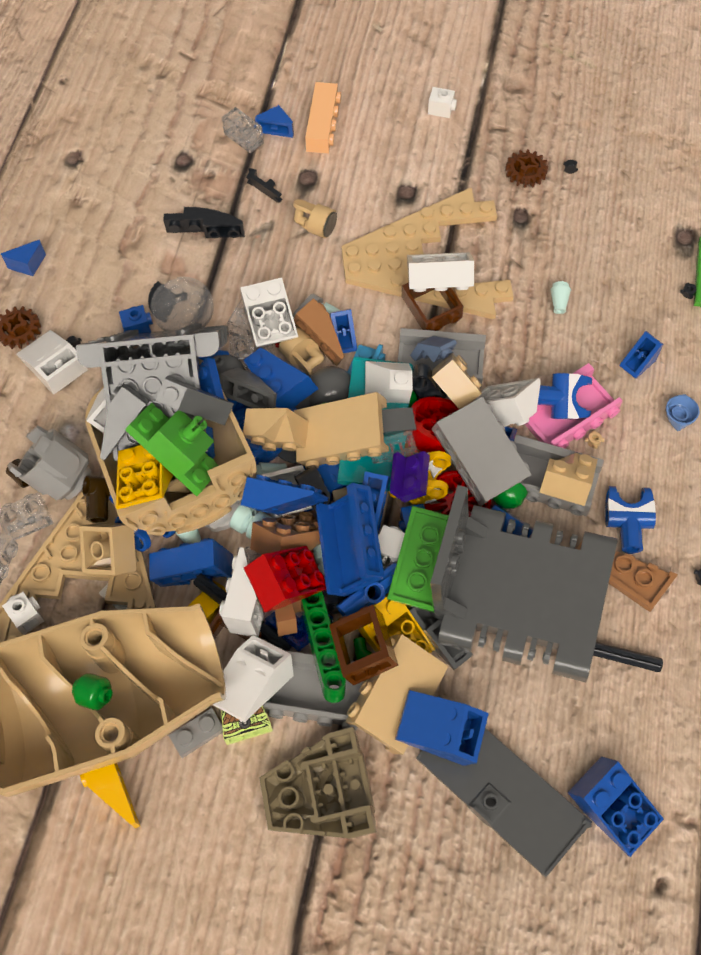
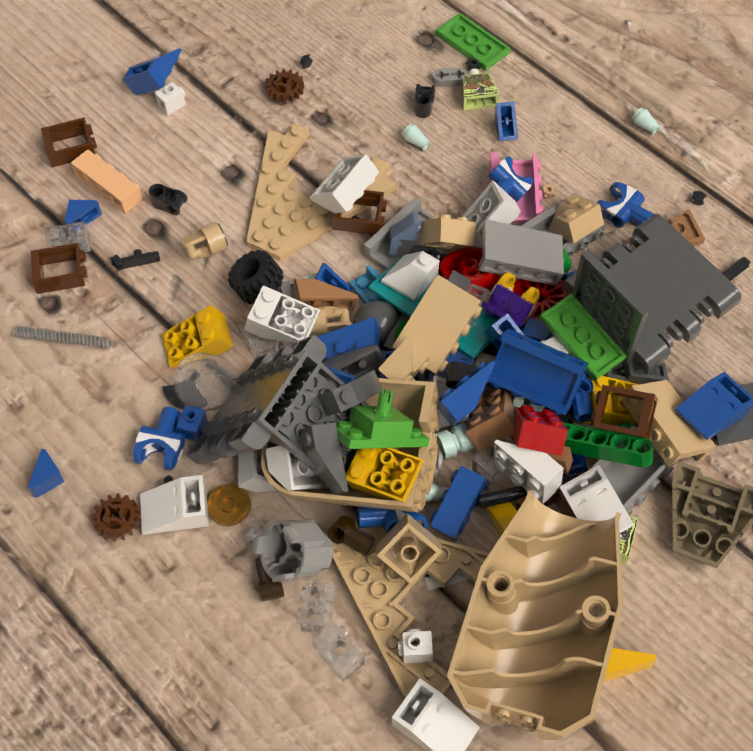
camera: 55 degrees left, 5 degrees down
(78, 394) = (228, 505): none -> pearl gold tile
(92, 691) = (541, 614): green head -> none
(106, 310) = (161, 439): none -> blue connector
(163, 195) = (20, 329): none -> light grey piece
(211, 125) = (55, 255): none -> reddish brown window
(211, 222) = (140, 314): black slope -> none
(221, 274) = (199, 333): none -> yellow slope
(303, 272) = (252, 273): none -> black tyre
(337, 165) = (166, 198): none -> black piece
(343, 57) = (64, 131): none -> reddish brown window
(447, 71) = (151, 73): none -> blue slope
(609, 277) = (424, 100): none -> black piece
(656, 281) = (449, 77): none -> light grey beam
(658, 311) = (479, 91): none -> torso
(682, 411) = (568, 129): medium blue hat -> none

